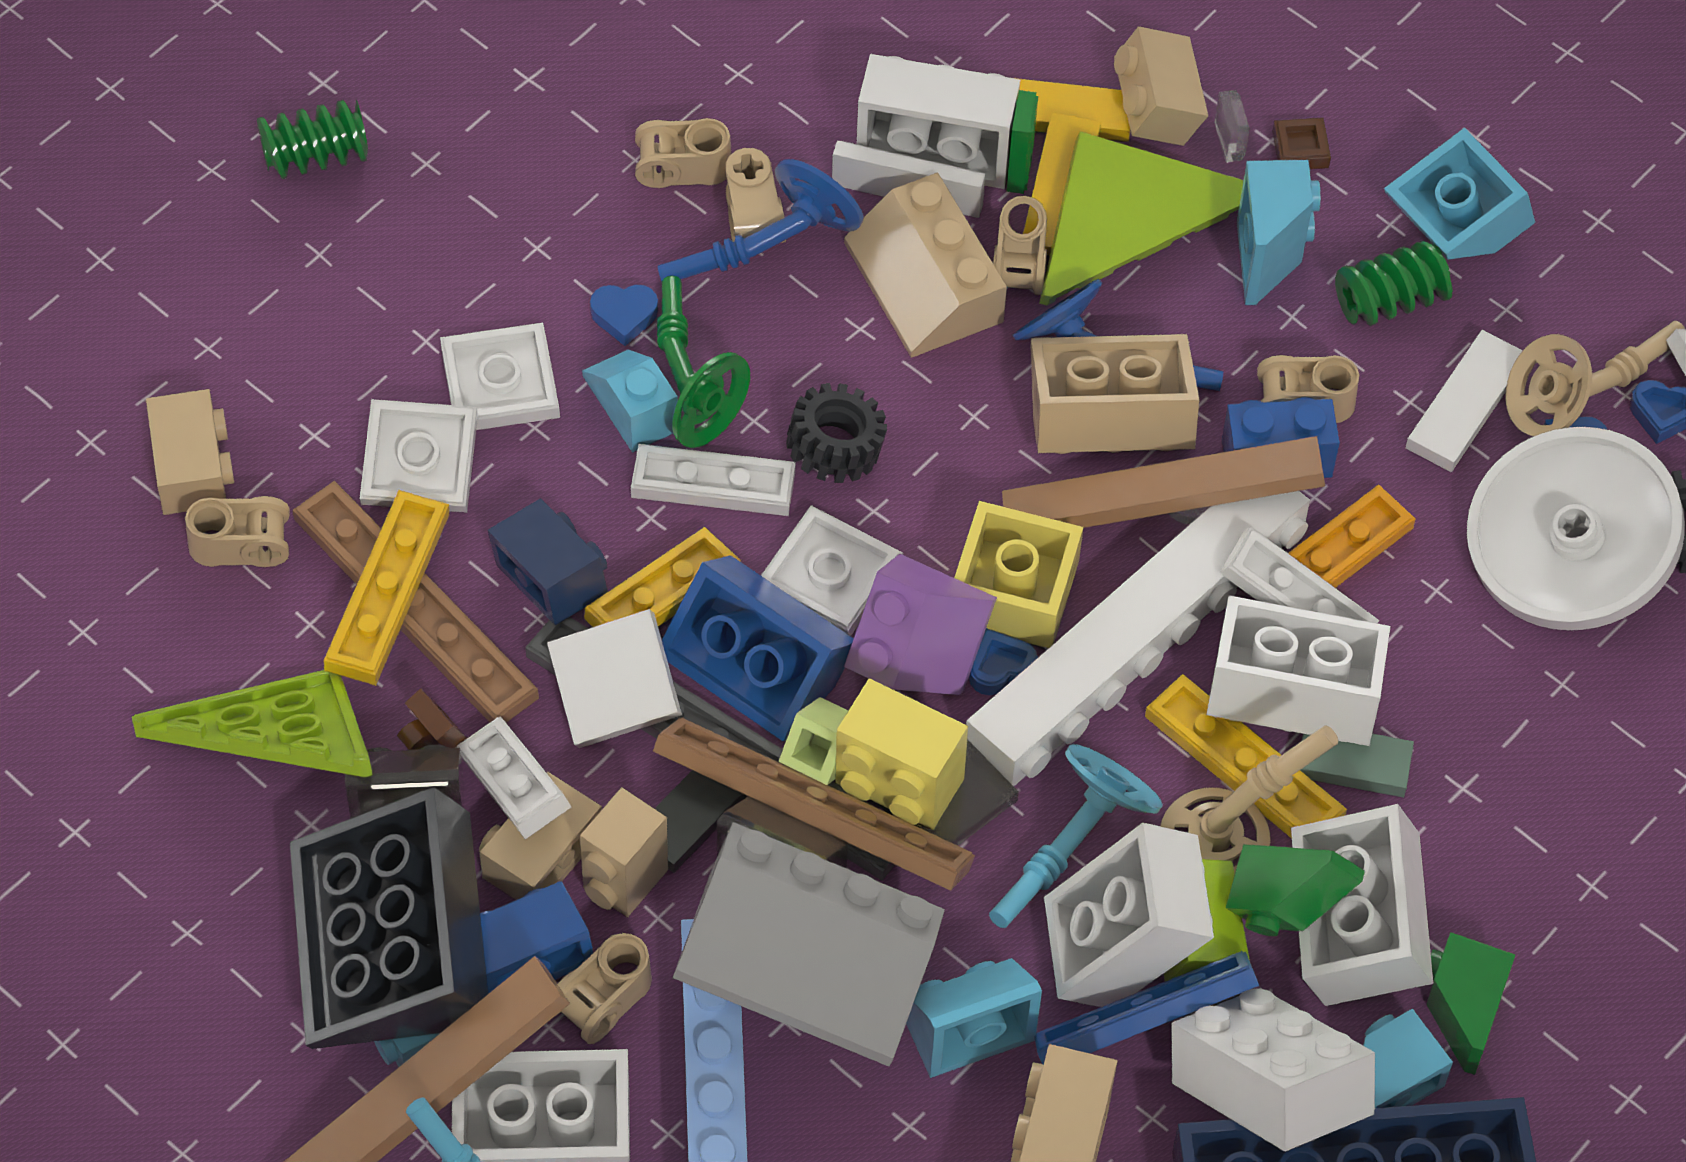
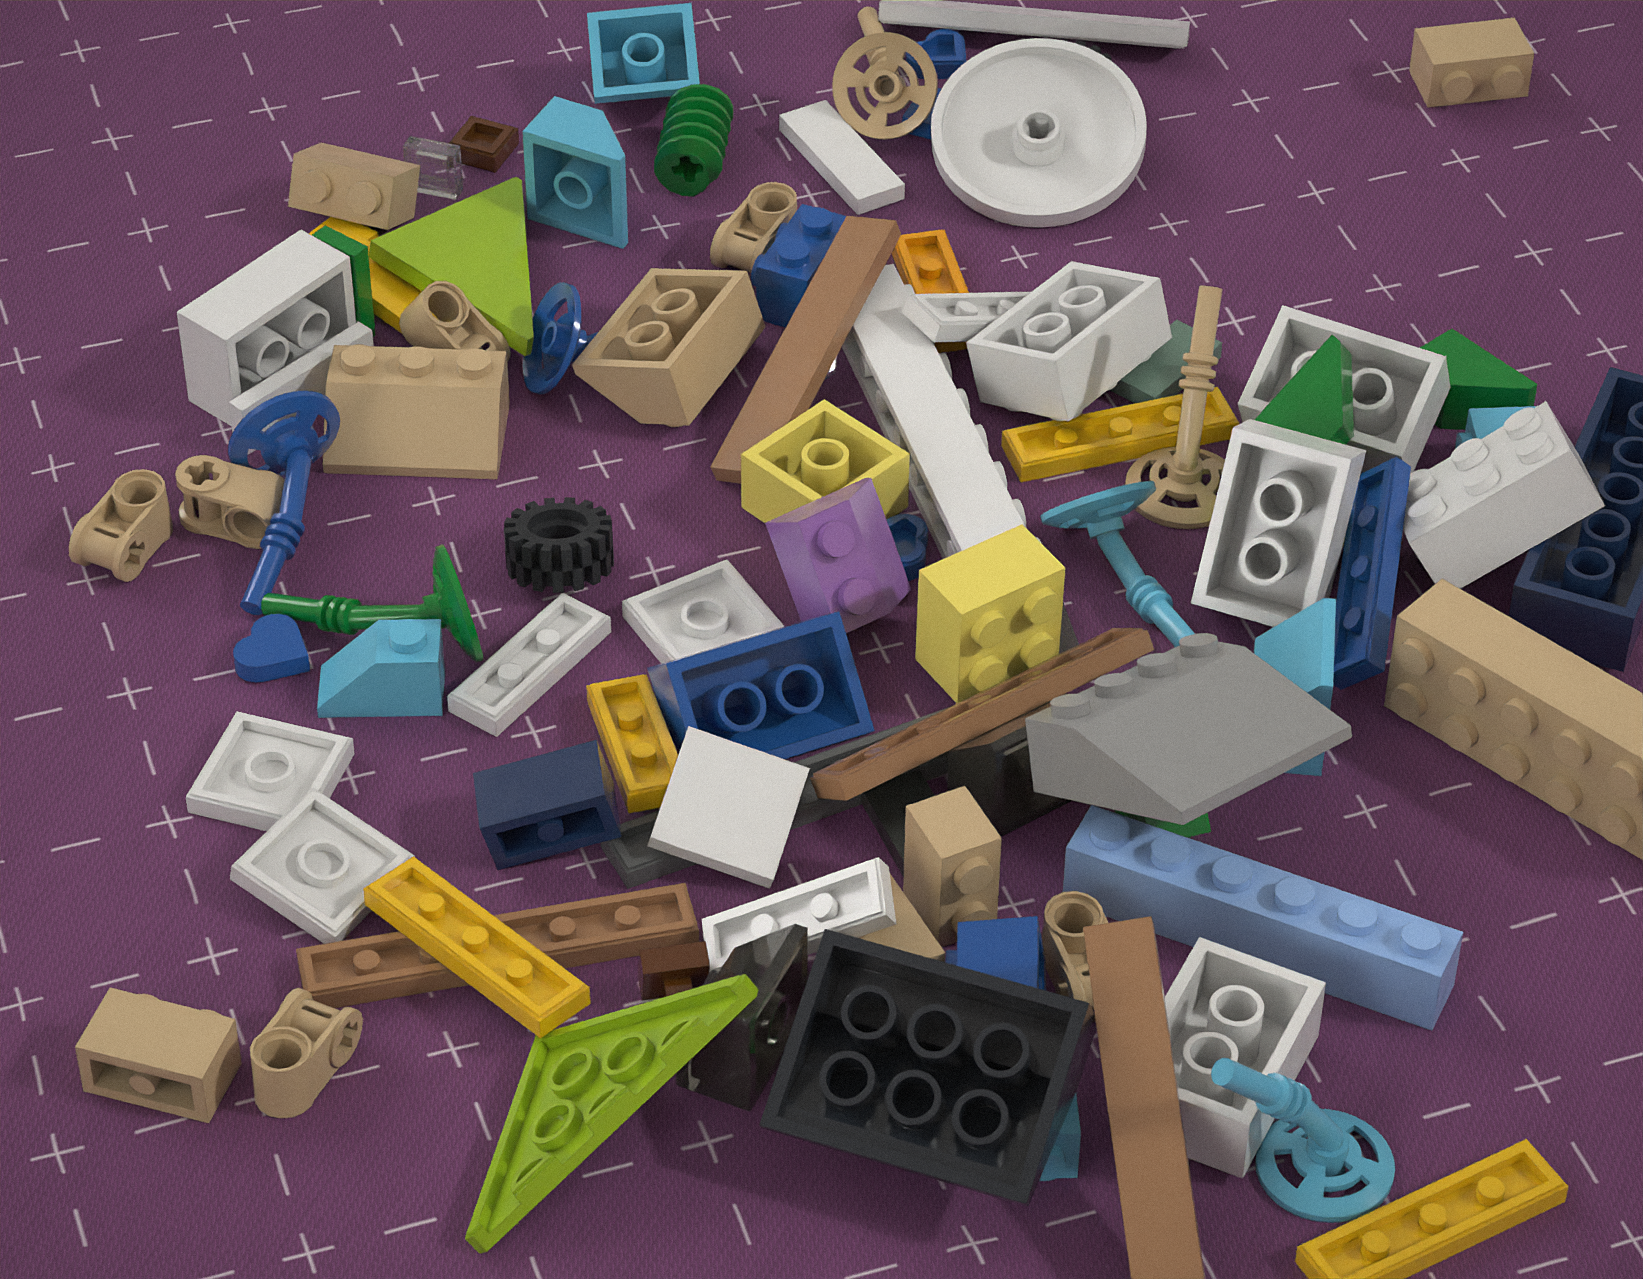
camera: 60 degrees left, 15 degrees down
(812, 740) = (915, 681): yellowish green brick -> none

